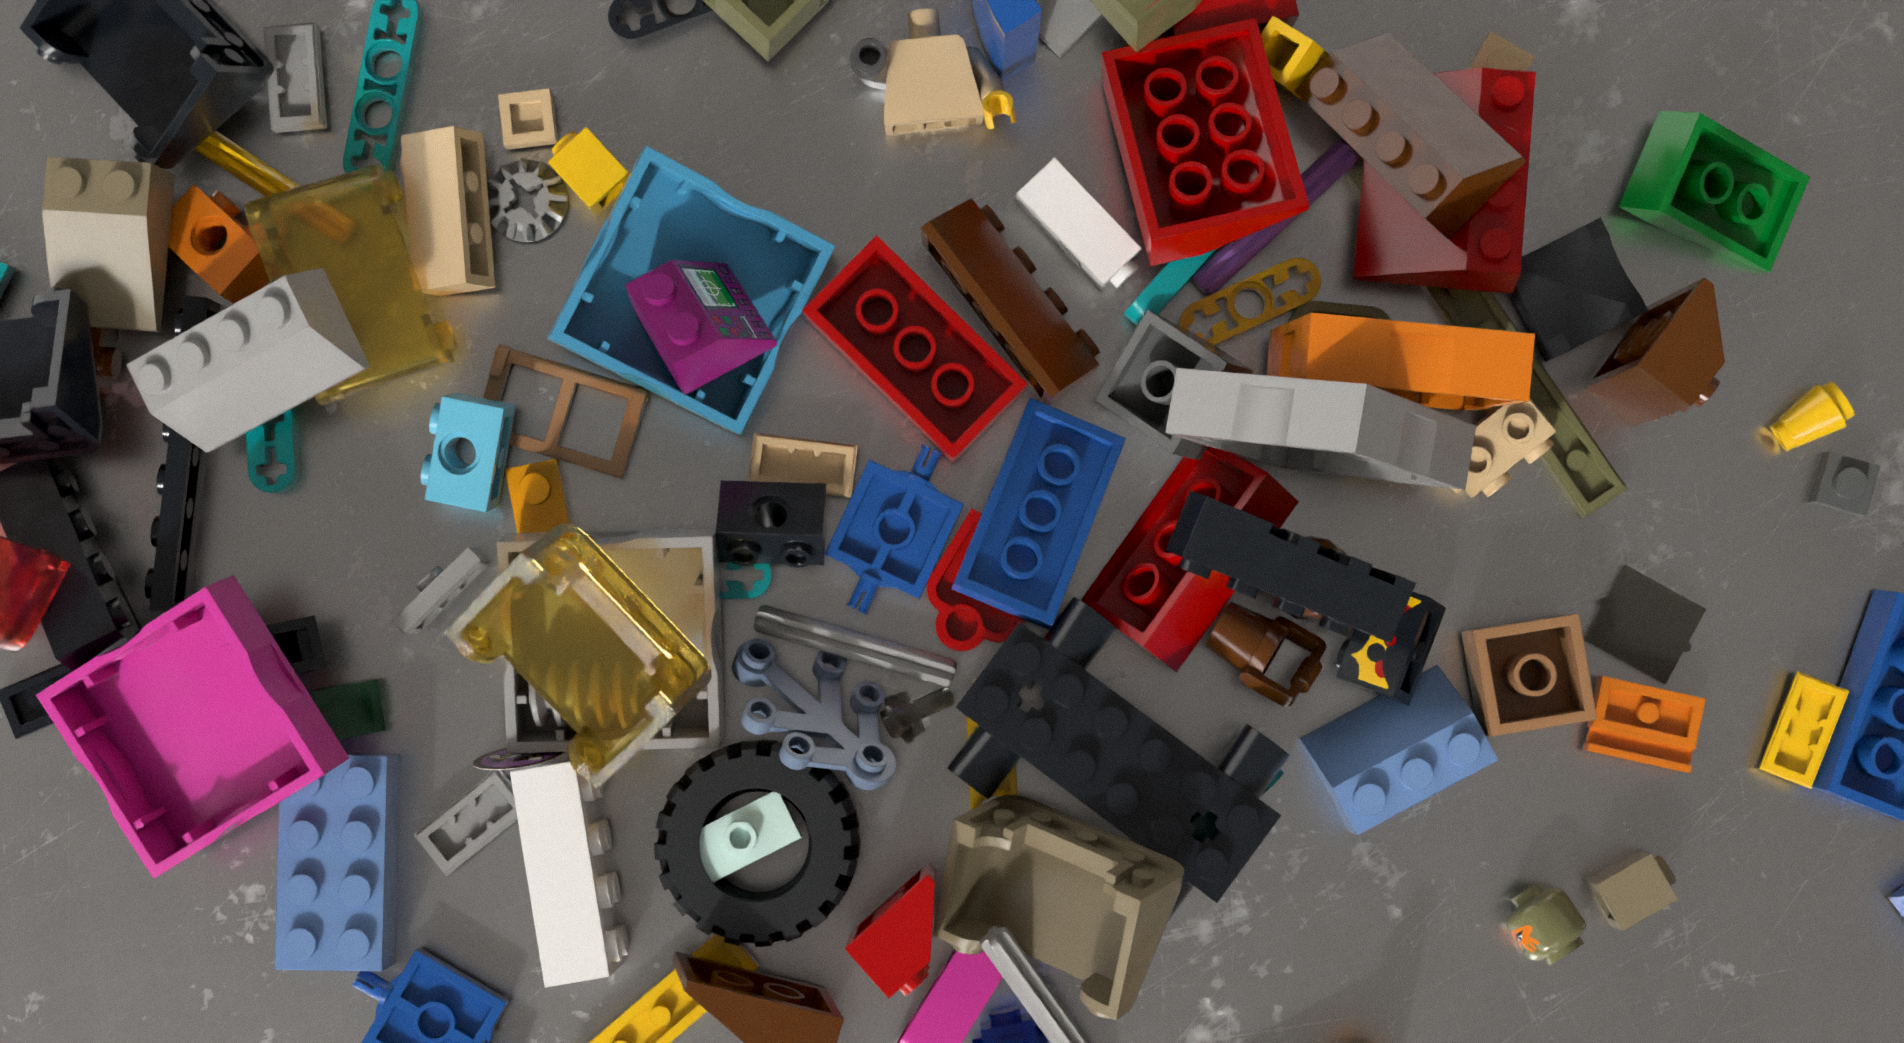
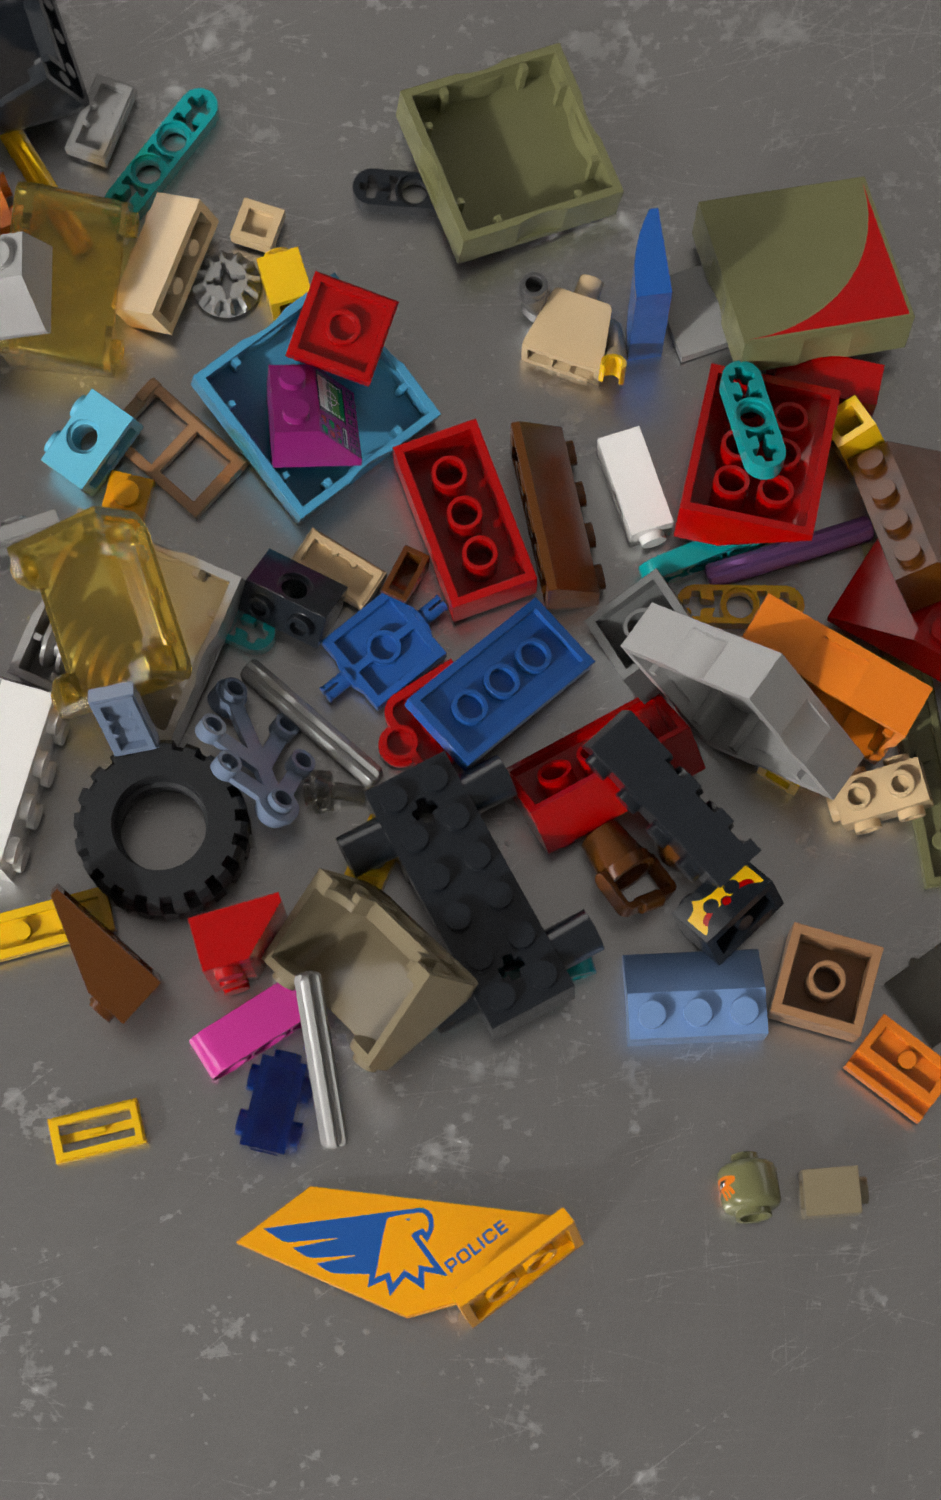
camera: 25 degrees right, 10 degrees down
(666, 761) = (123, 718): none -> sand blue plate
(686, 206) = (342, 328): none -> red plate
(747, 835) = (156, 816): light aqua plate -> none
(880, 439) = (406, 574): none -> reddish brown piece
(1182, 124) = (748, 437): none -> teal beam

